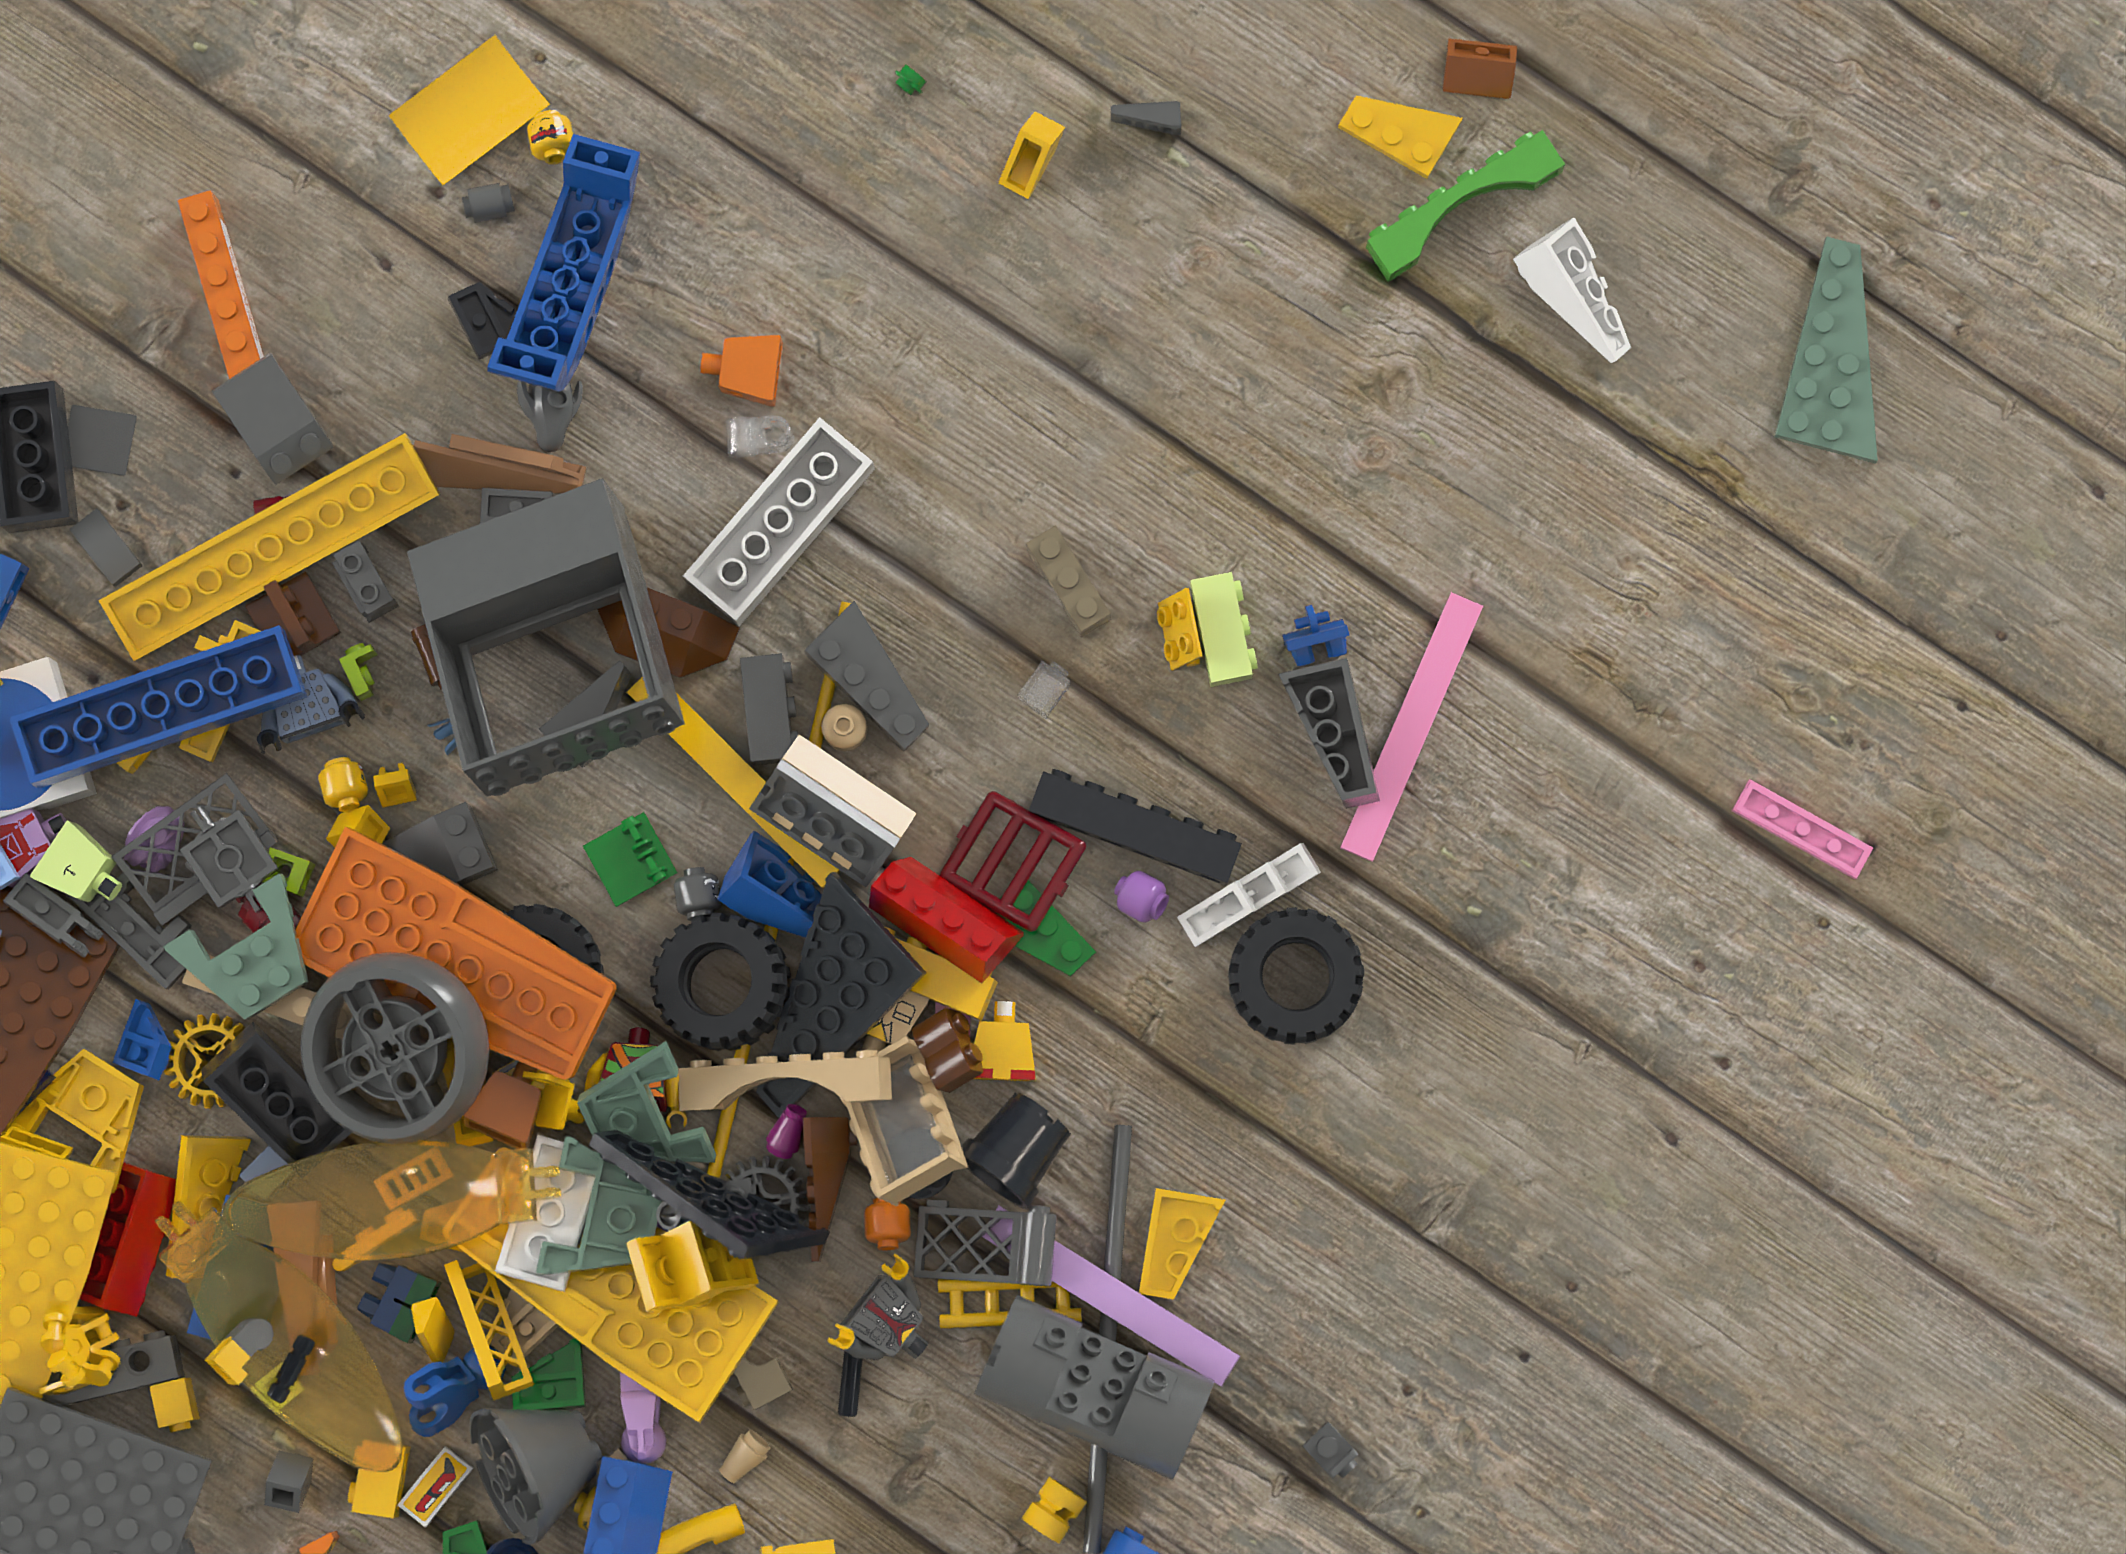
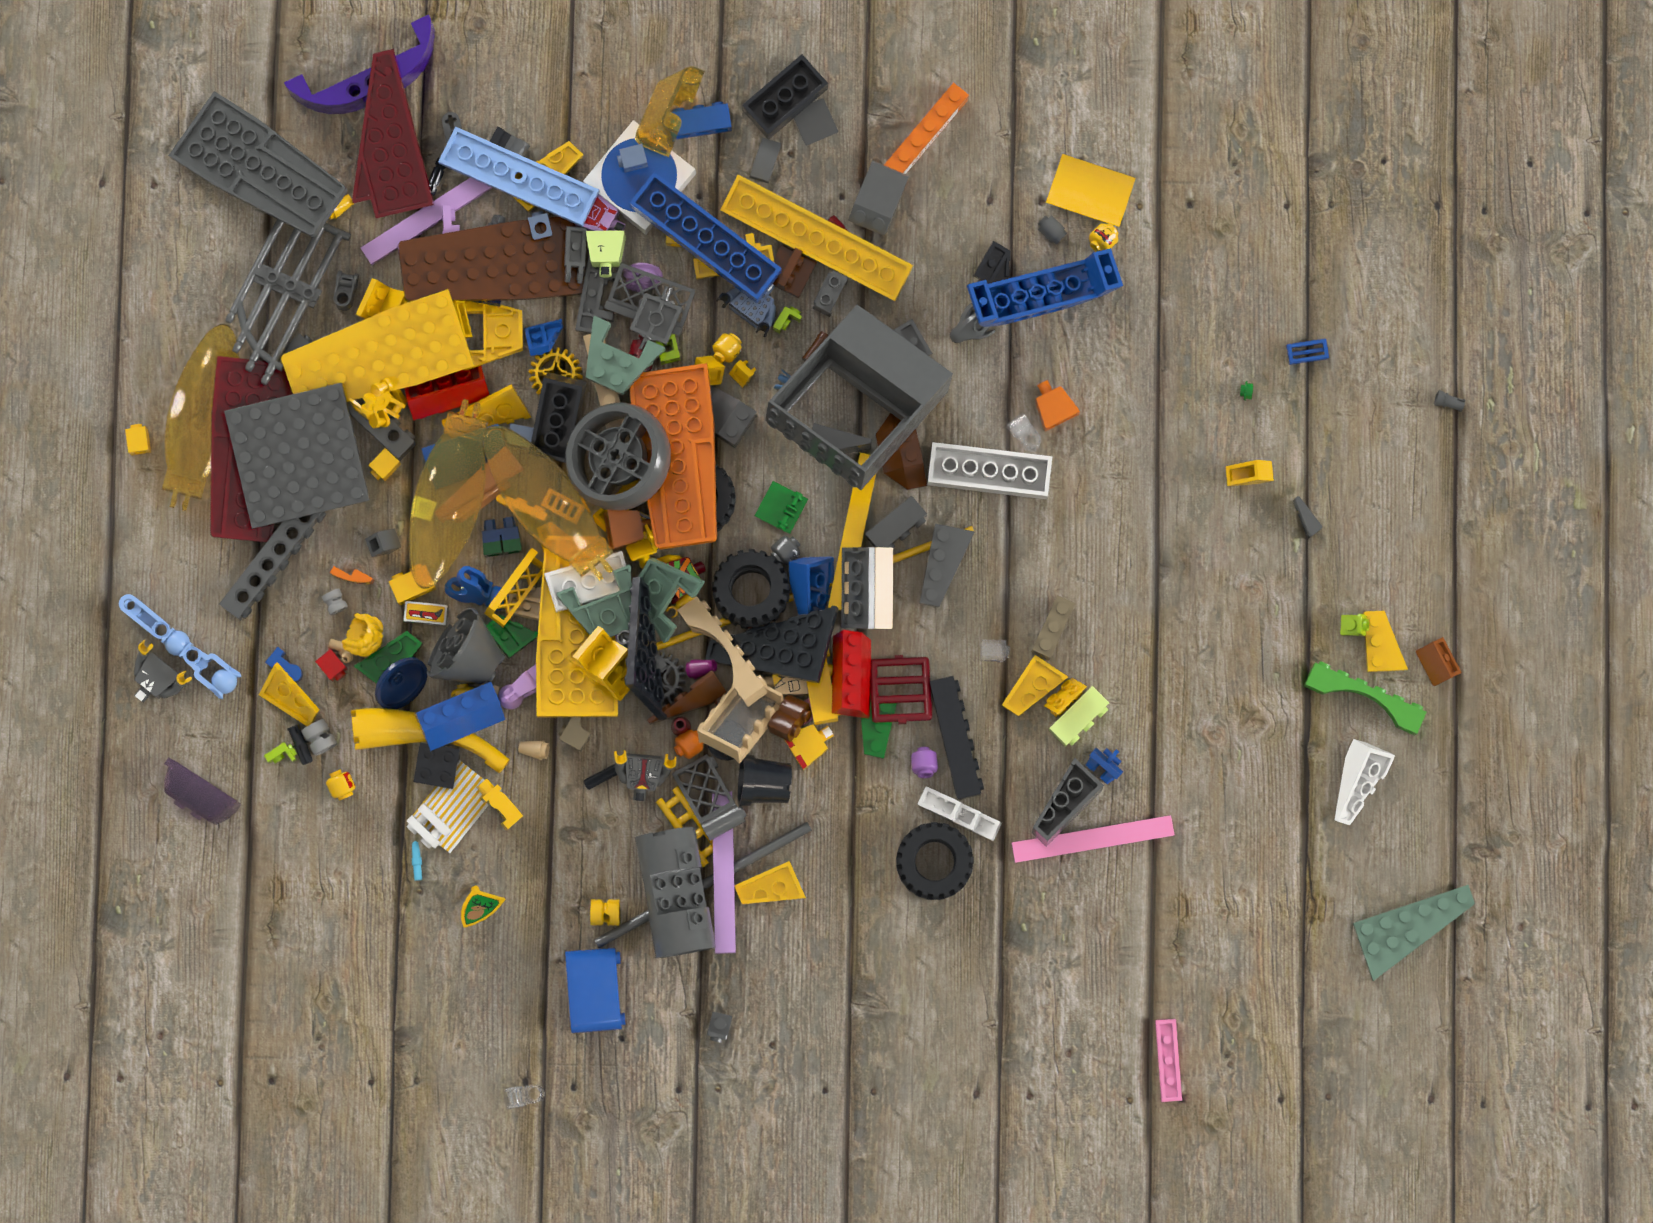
camera: 50 degrees right, 0 degrees up
(239, 1348) = (430, 477): leg -> none
(291, 1368) = (436, 508): black axle -> none
(433, 1328) = (498, 562): yellow slope -> none
(486, 464) = (927, 319): medium nougat wedge -> none
(844, 727) = (911, 567): tan head -> none
(856, 1228) = (677, 731): none -> dark red cone
(1132, 665) = (1033, 684): none -> yellow wing
(1349, 151) = (1354, 625): none -> lime bracket

